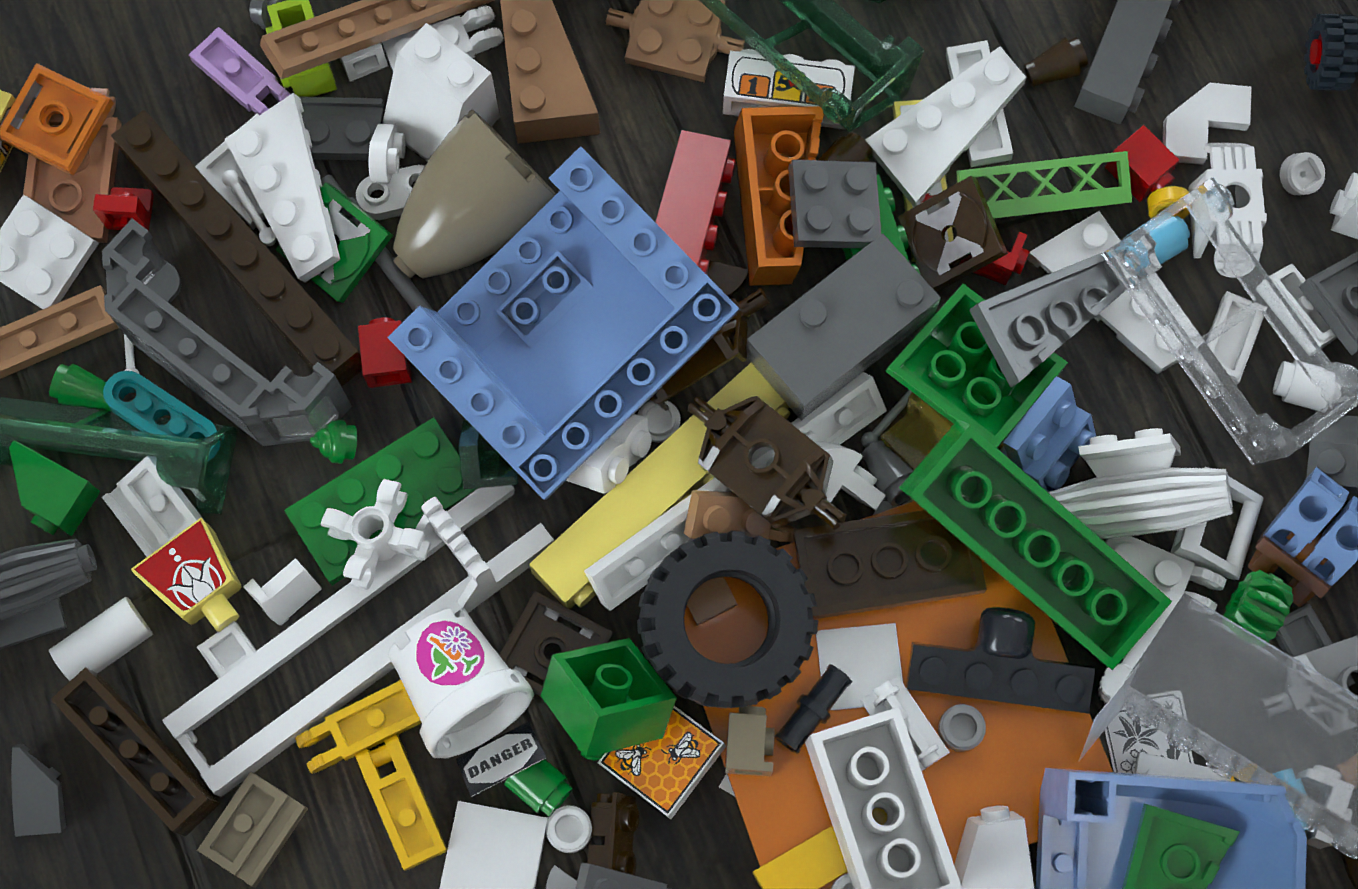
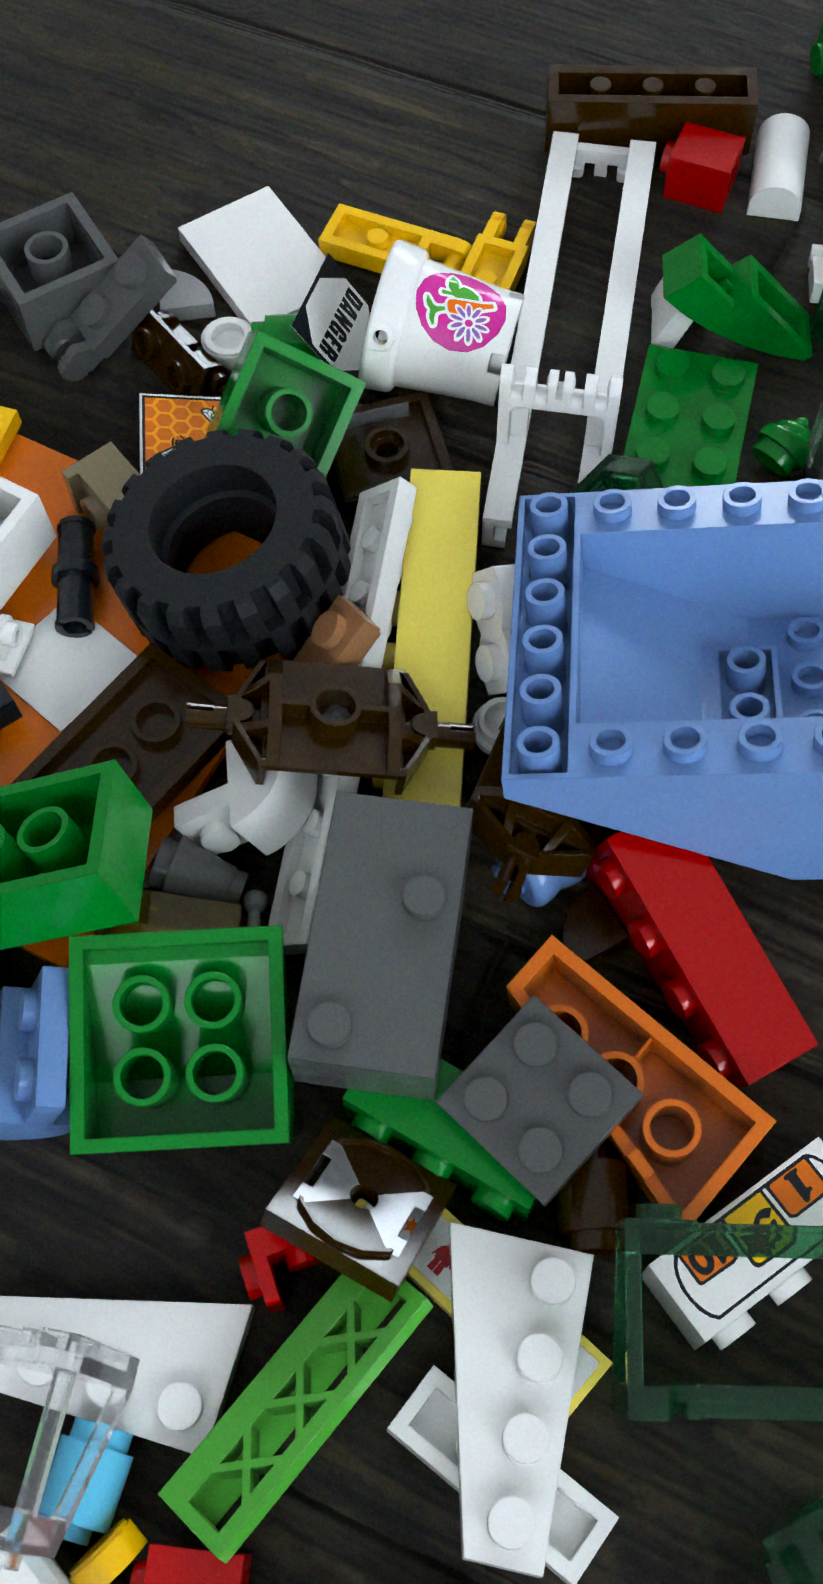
camera: 140 degrees right, 10 degrees down
(35, 795) = (691, 46): dark grey slope -> none
(148, 682) = (701, 166): none -> red brick
(193, 576) = (779, 238): torso -> none
(226, 649) = (661, 236): white tile -> none
(252, 829) = (497, 149): dark tan plate -> none
(262, 546) = (735, 300): none -> green slope
(384, 546) = (651, 372): white pin -> none
(1043, 314) = (150, 1172): wing -> none

